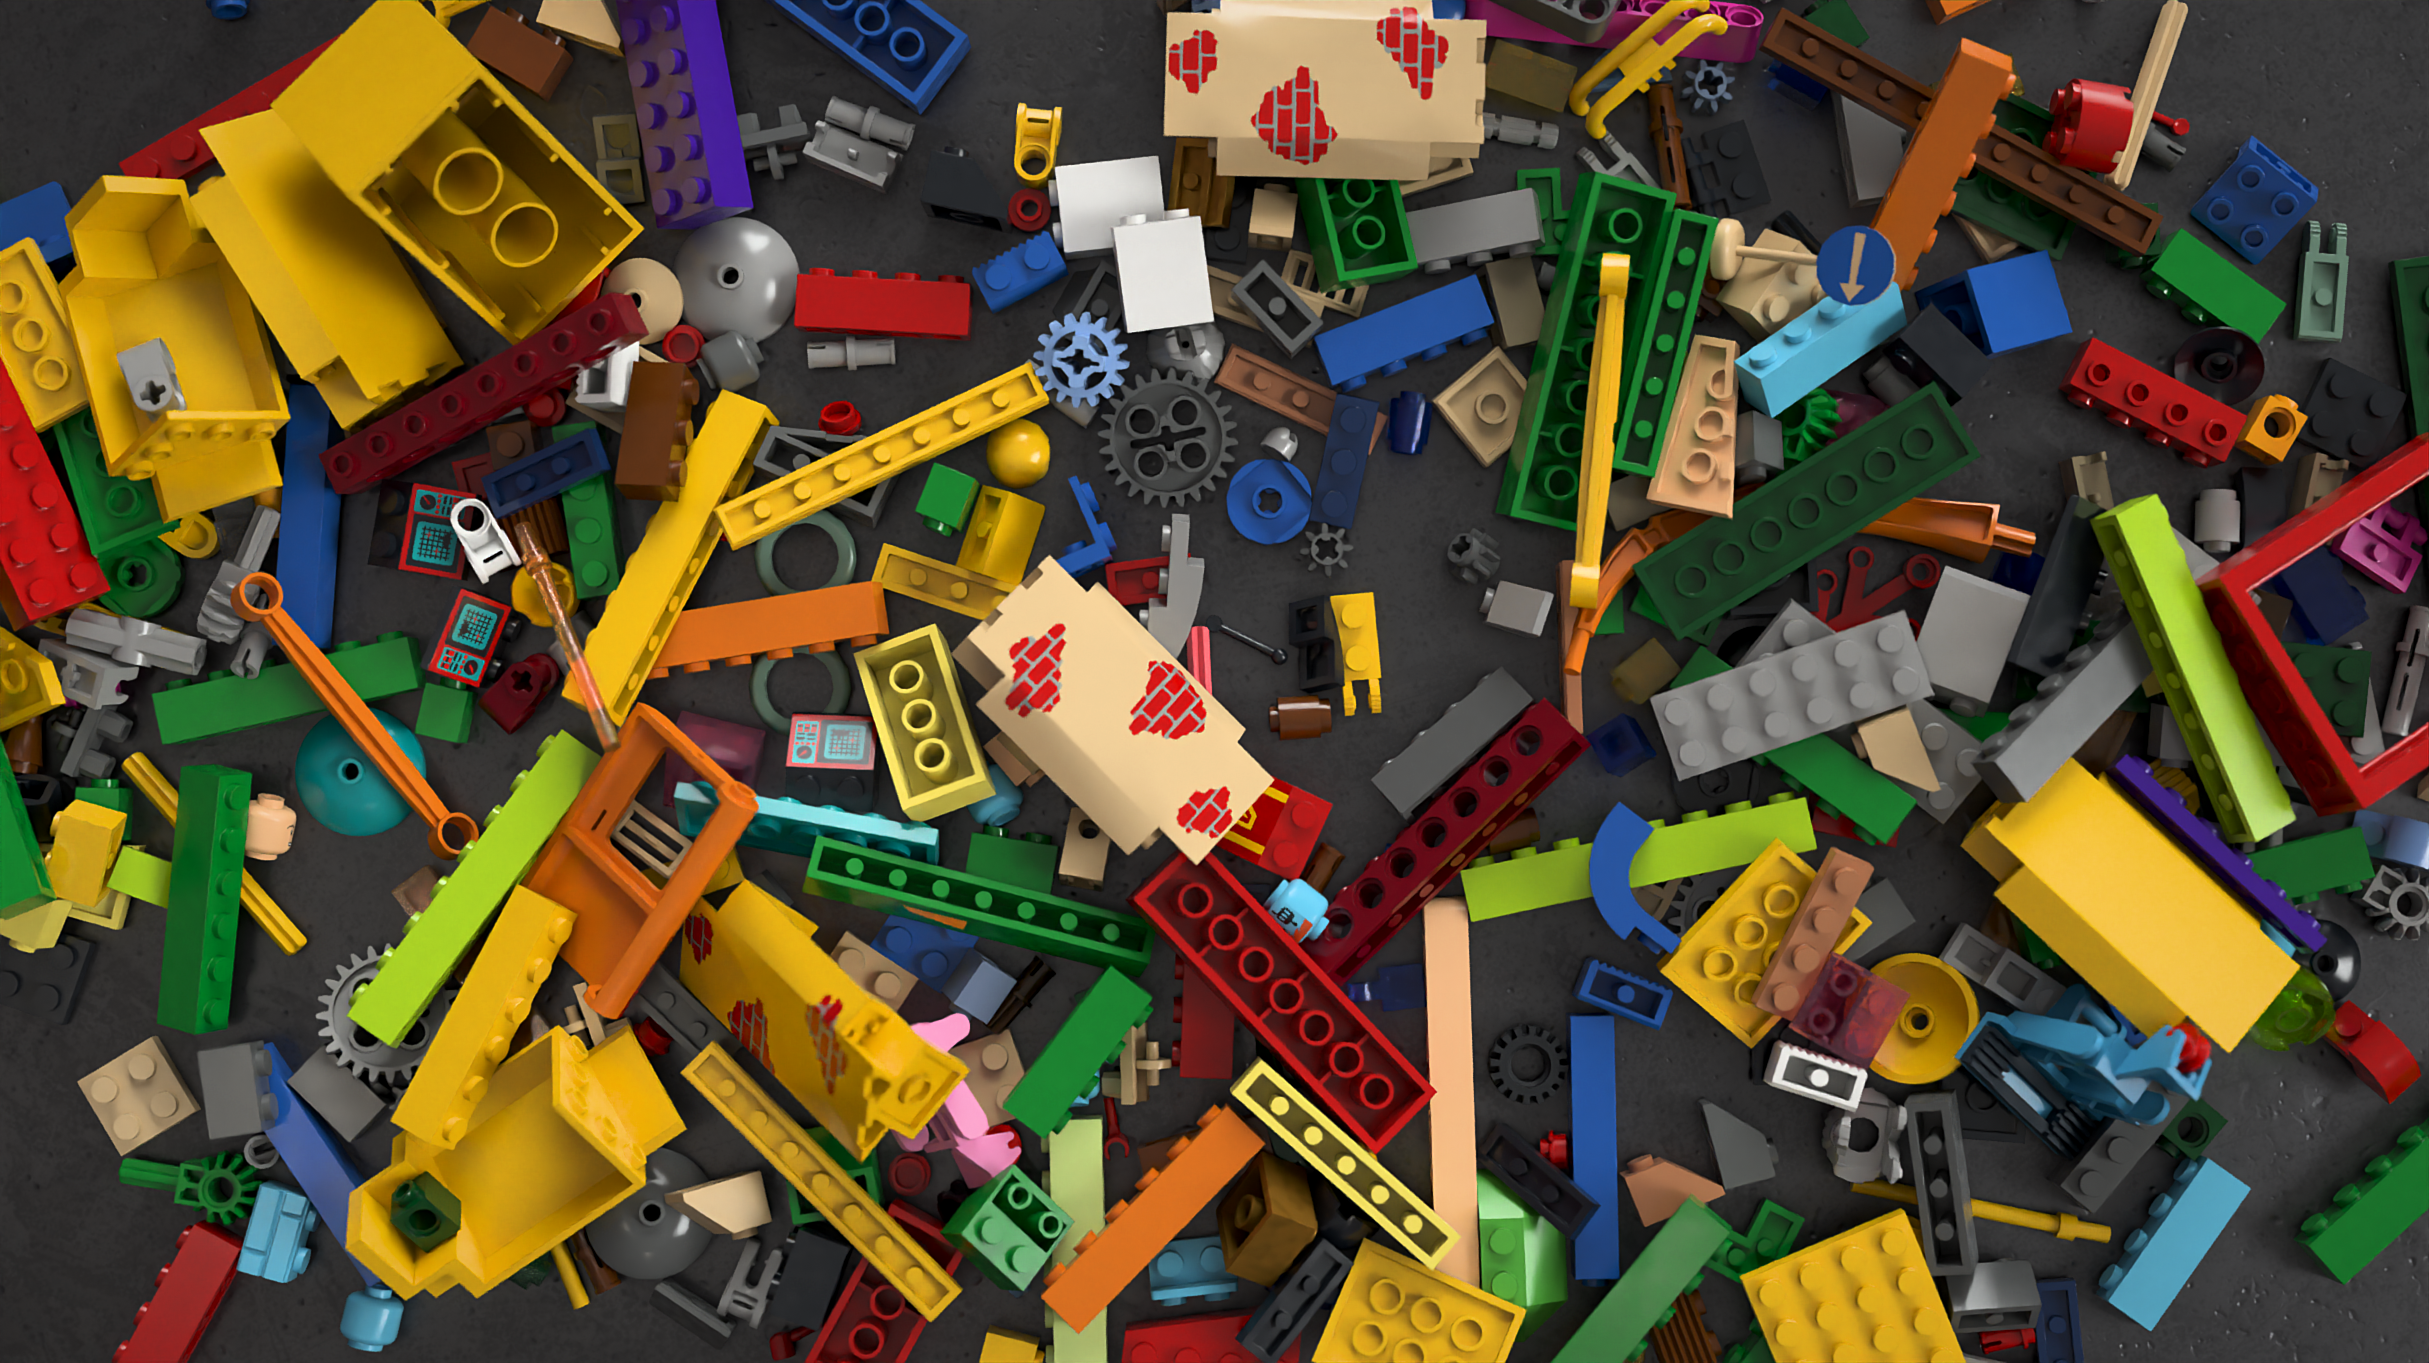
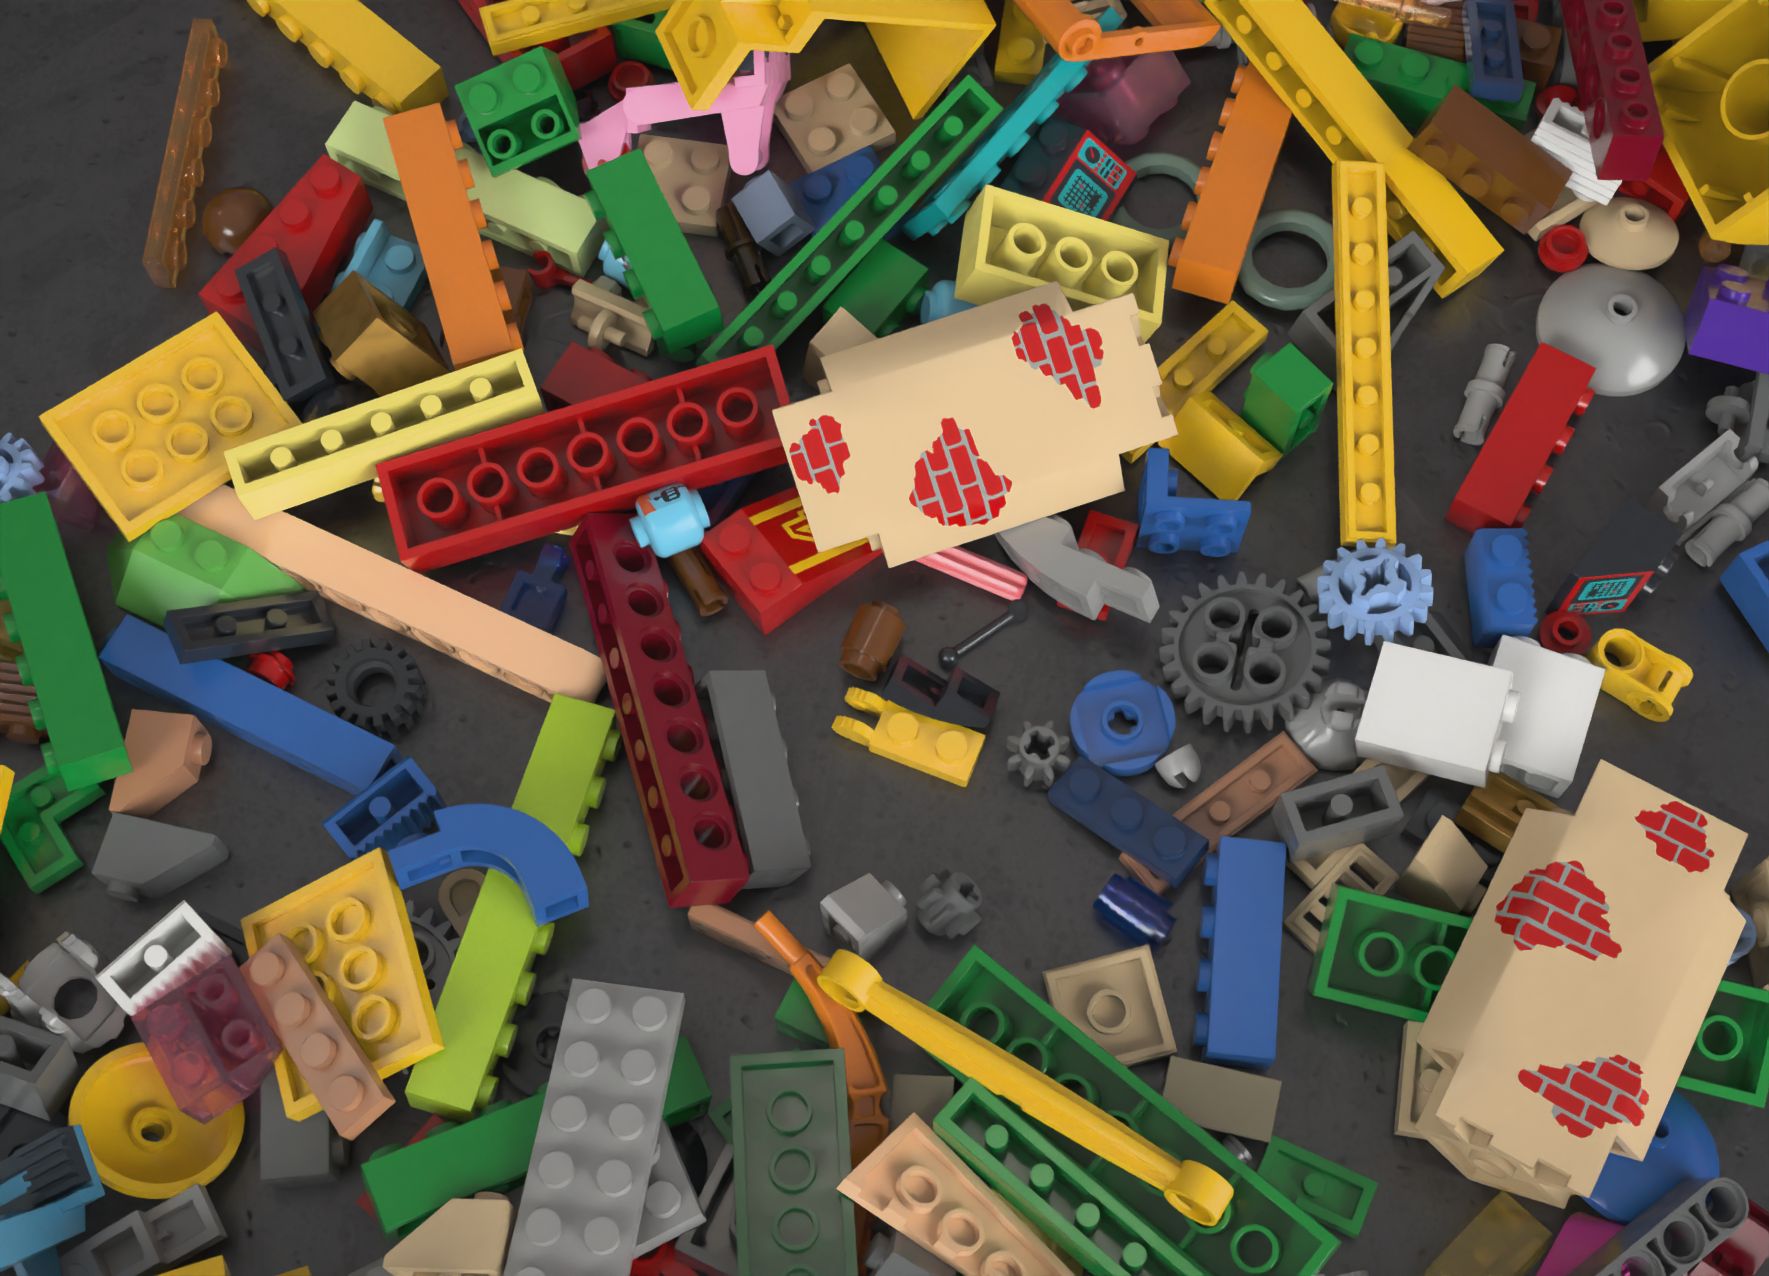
camera: 120 degrees right, 20 degrees down
(730, 362) = (1527, 275): dark grey head -> none
(840, 419) = (1417, 350): red plate -> none
(1018, 453) = (1300, 503): yellow hair -> none
(1476, 230) = (1326, 1092): light grey brick -> none
(1517, 834) = (621, 799): reddish brown brick -> none
(1520, 131) = (1425, 1213): light grey axle -> none
(1621, 745) = (651, 950): clear blue brick -> none
(1643, 672) = (717, 1024): clear yellow brick -> none

